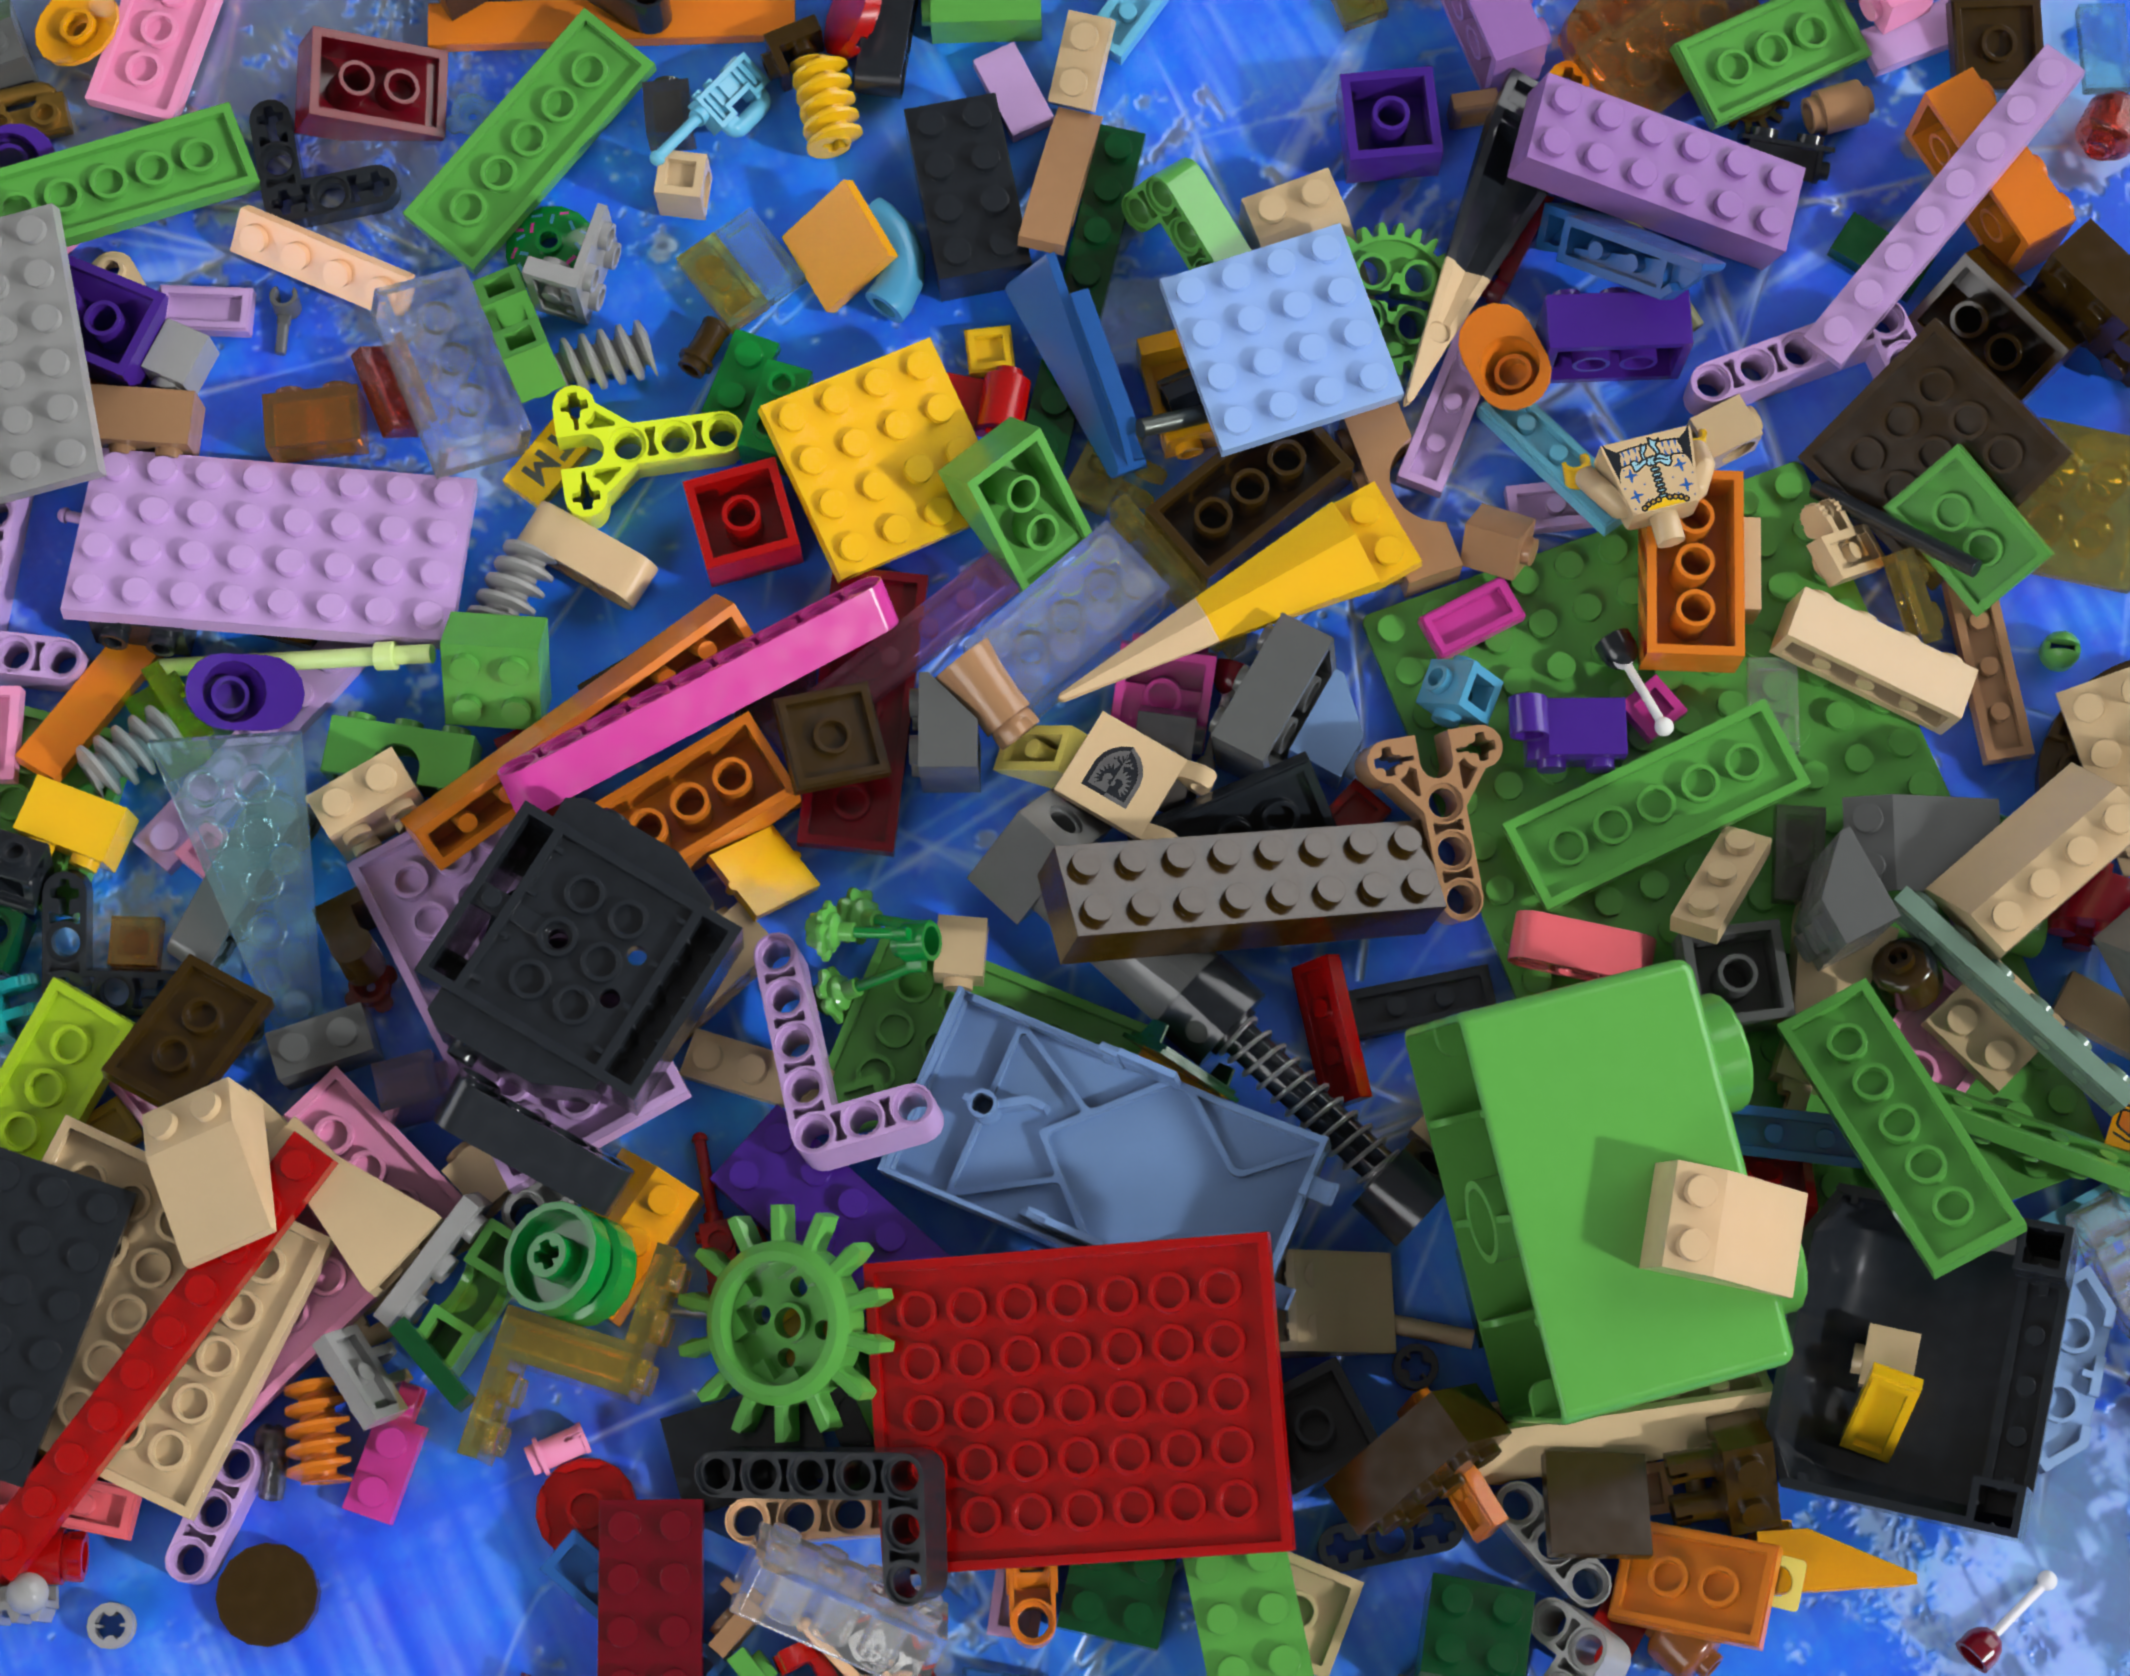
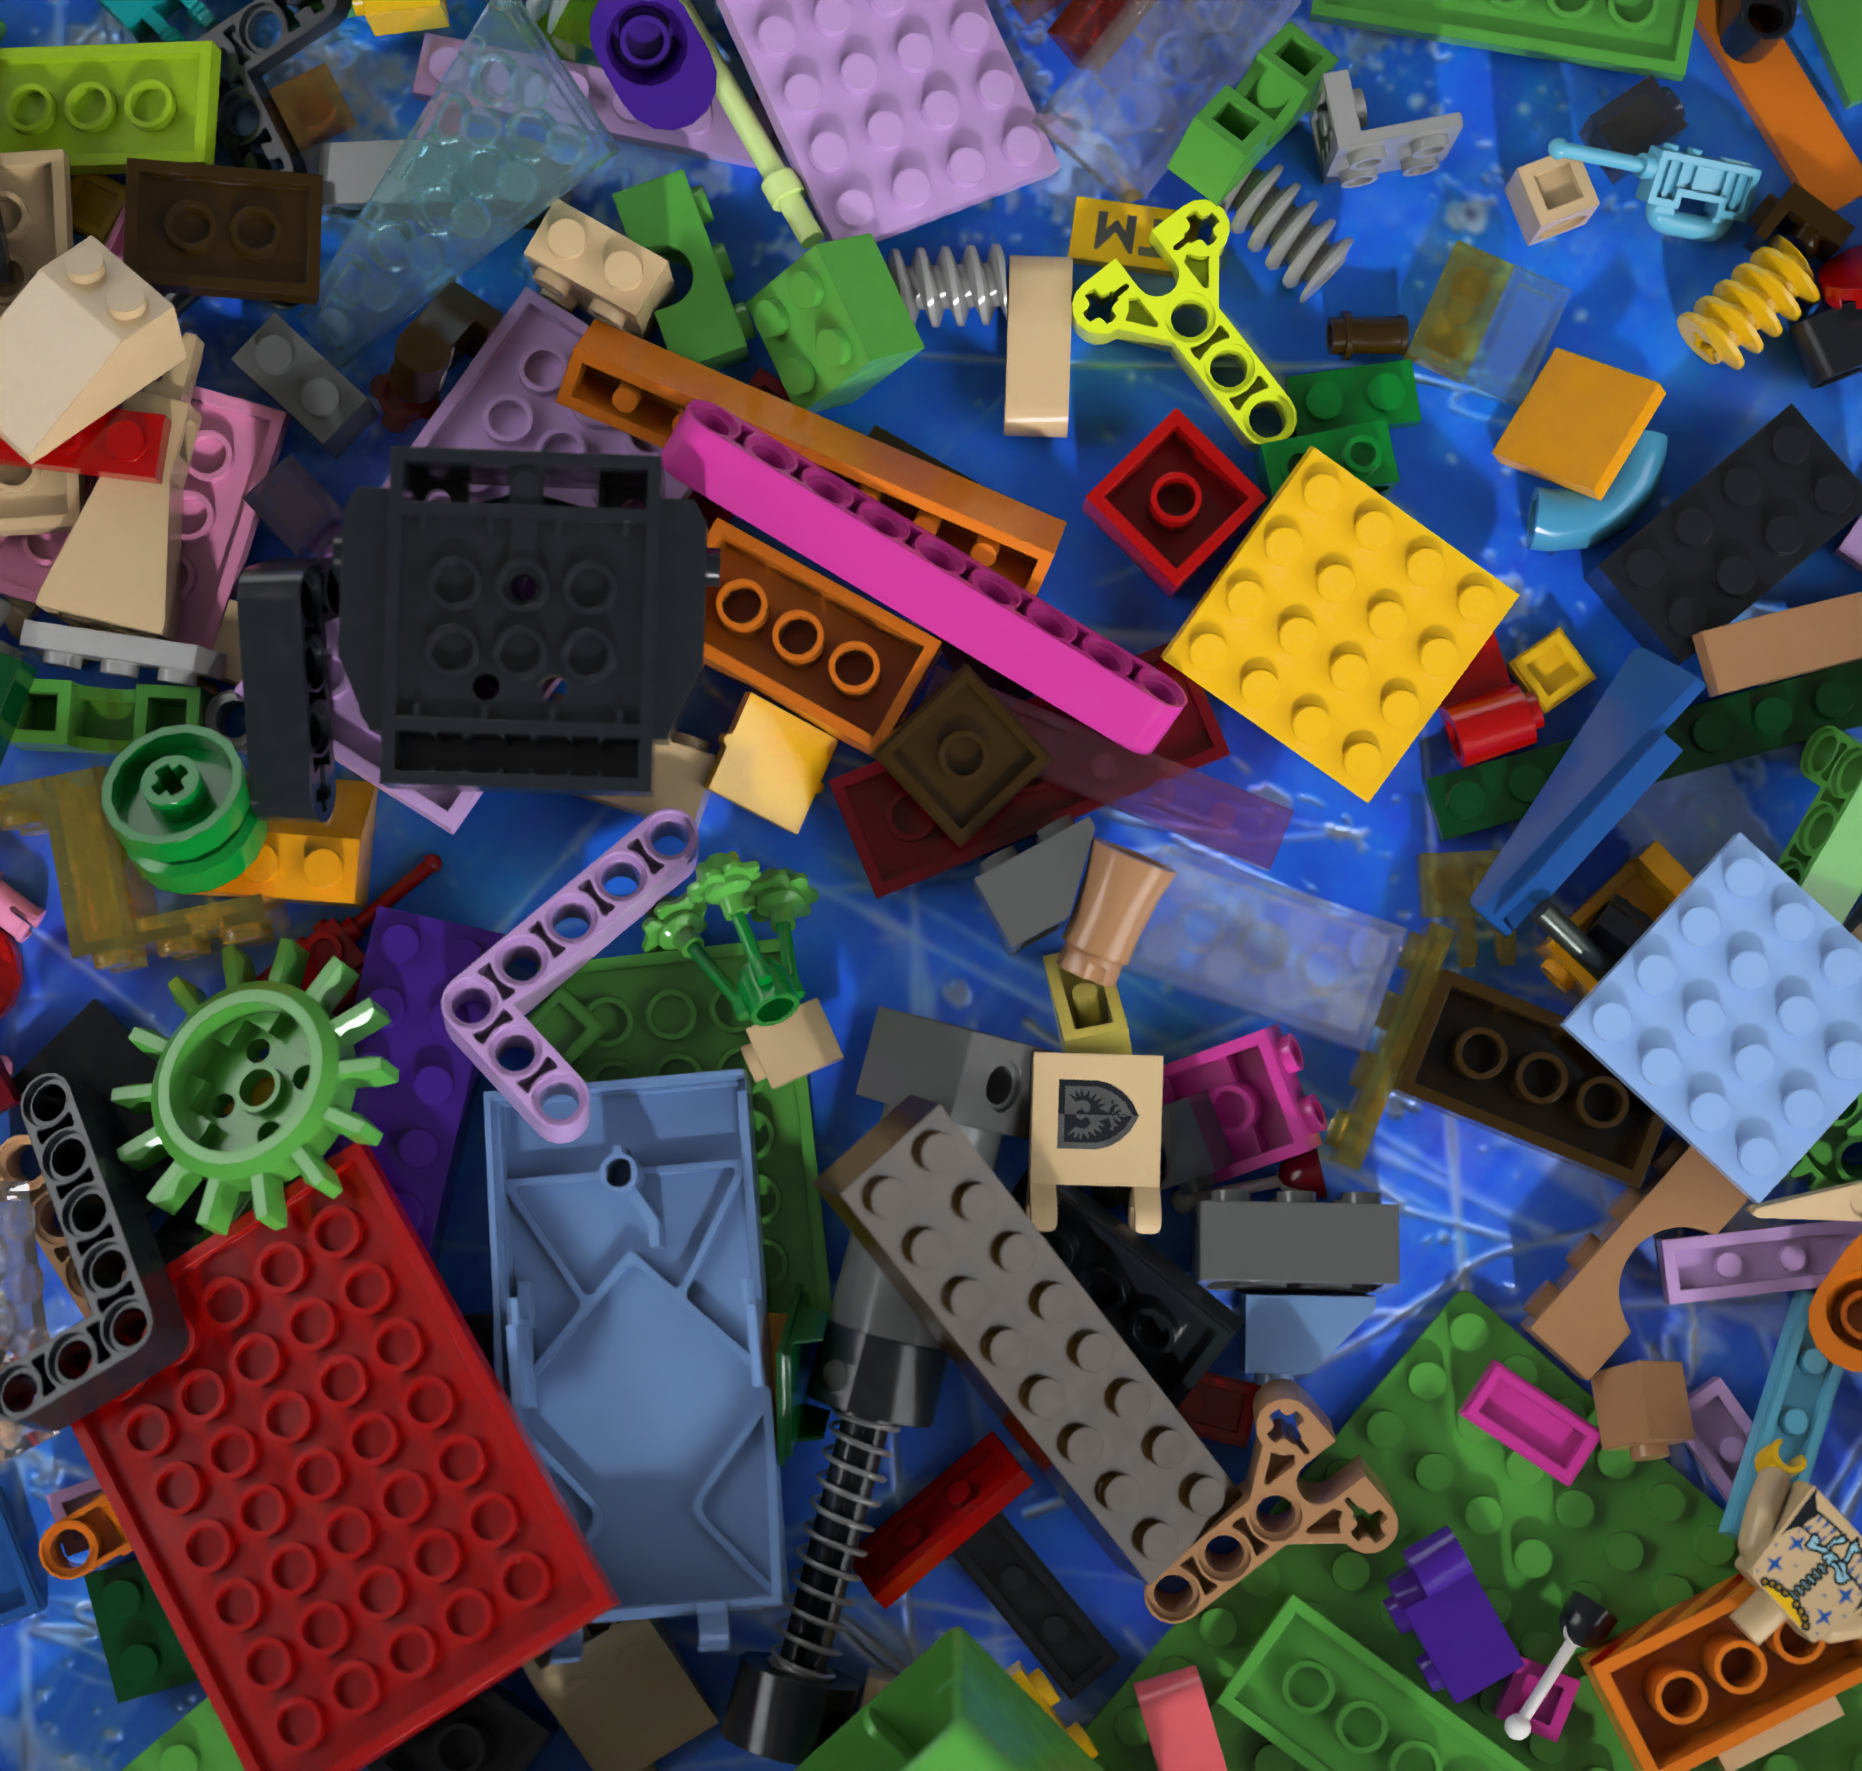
camera: 60 degrees right, 10 degrees up
(543, 224) = (1418, 61): green dish -> none
(735, 1068) = (531, 862): tan plate -> none
(1016, 500) = (1373, 811): bright green slope -> none
(1320, 562) = (1498, 1215): yellow plate -> none
(1459, 692) = (1425, 1460): dark azure brick -> none

